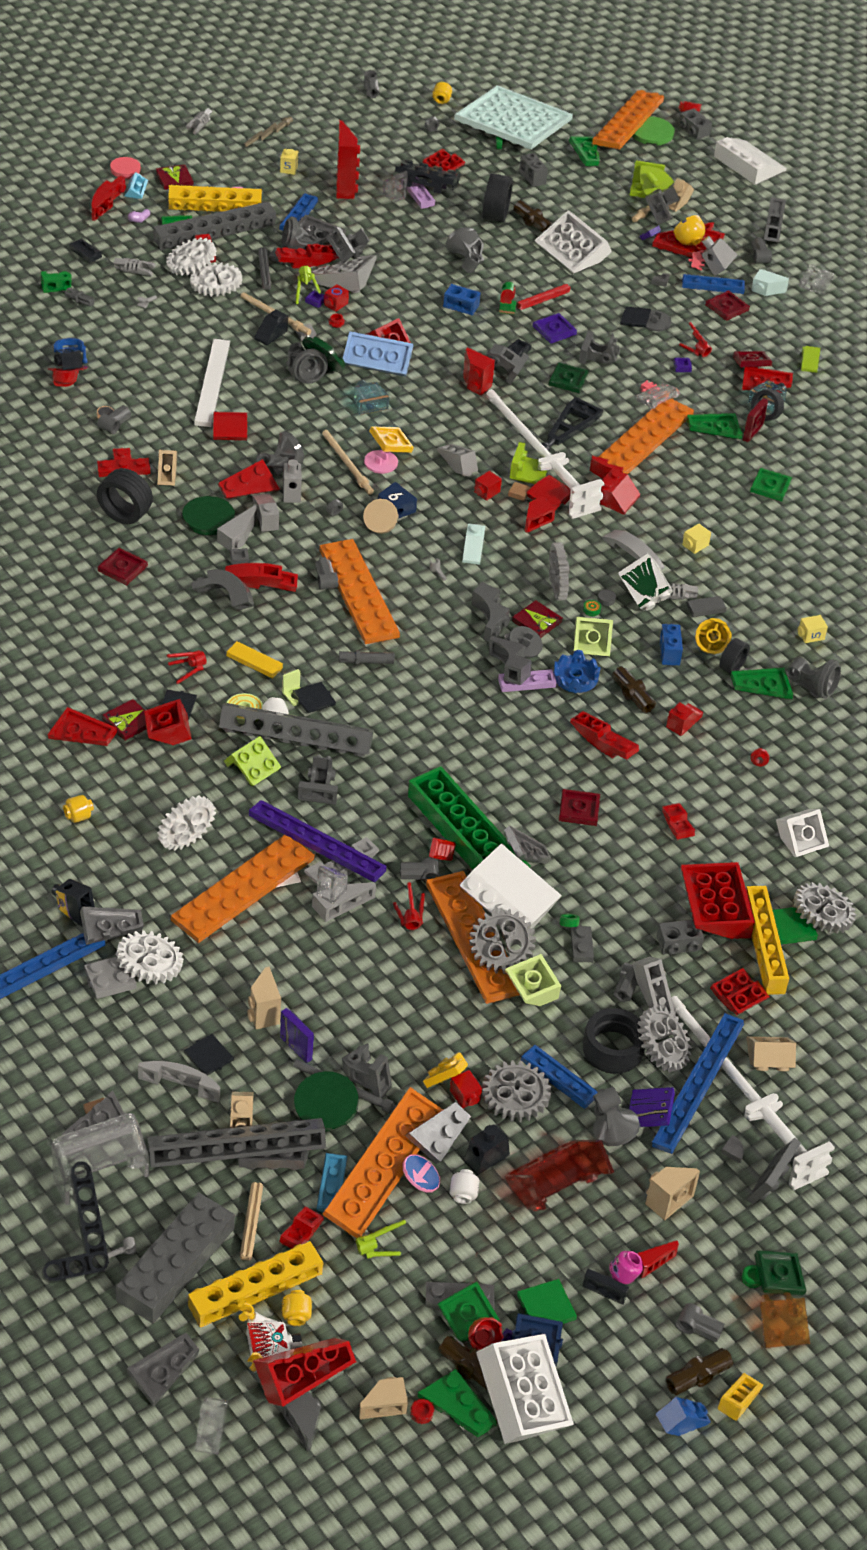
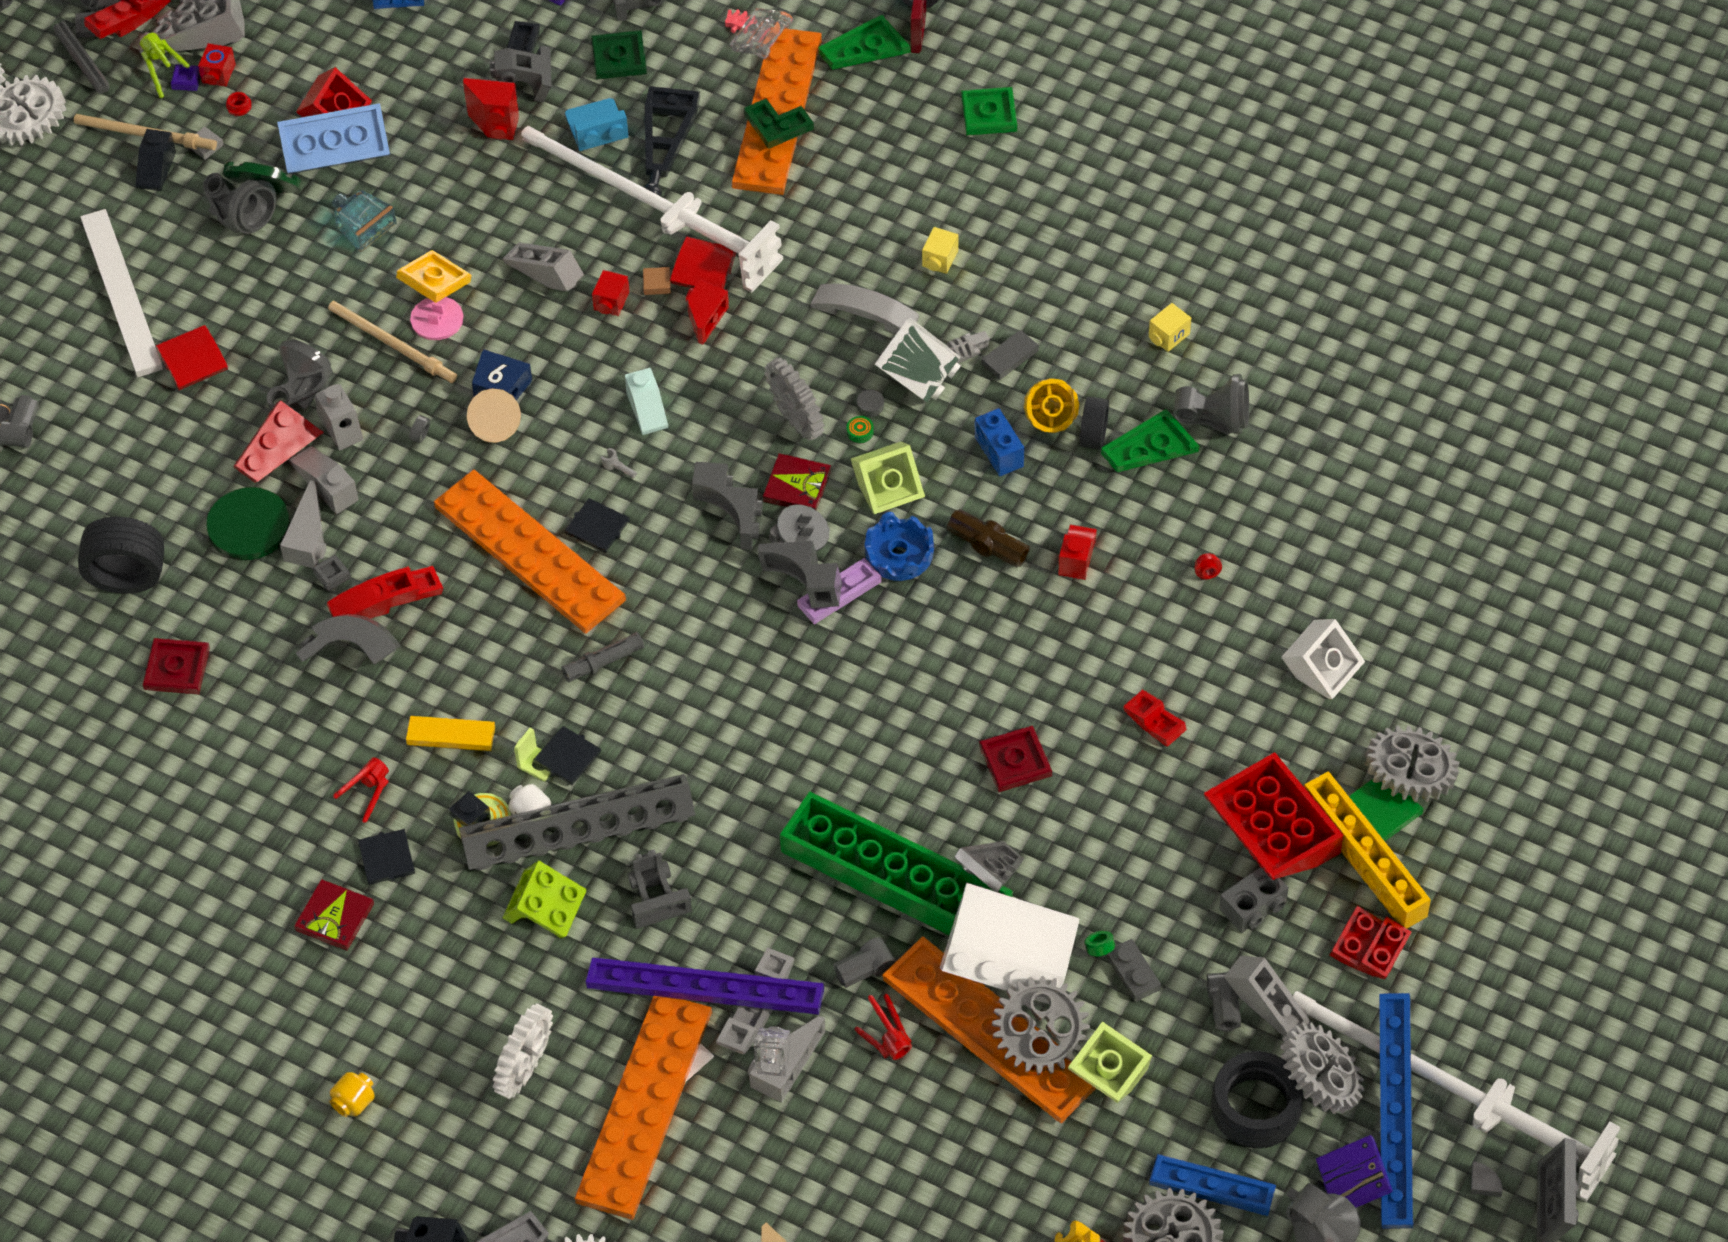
camera: 20 degrees left, 10 degrees up
(81, 728) = (279, 962): red wing -> none
(123, 459) = (78, 496): red plate -> none
(167, 467) = (145, 472): tan slope -> none
(168, 723) = (396, 898): red slope -> none
(239, 697) = (469, 810): none -> black plate
(326, 576) = (474, 551): dark grey piece -> none
(406, 594) = (597, 525): none -> black piece
(442, 849) = (880, 918): red slope -> none
(525, 468) = (646, 239): lime bracket -> none
(533, 404) = (597, 124): none -> dark azure bracket
(600, 466) = (750, 192): red slope -> none
(600, 736) = (984, 633): red slope -> none
(618, 491) = (798, 220): red slope -> none
(636, 442) = (776, 128): none -> dark green plate
(771, 1052) = (1458, 1014): tan slope -> none

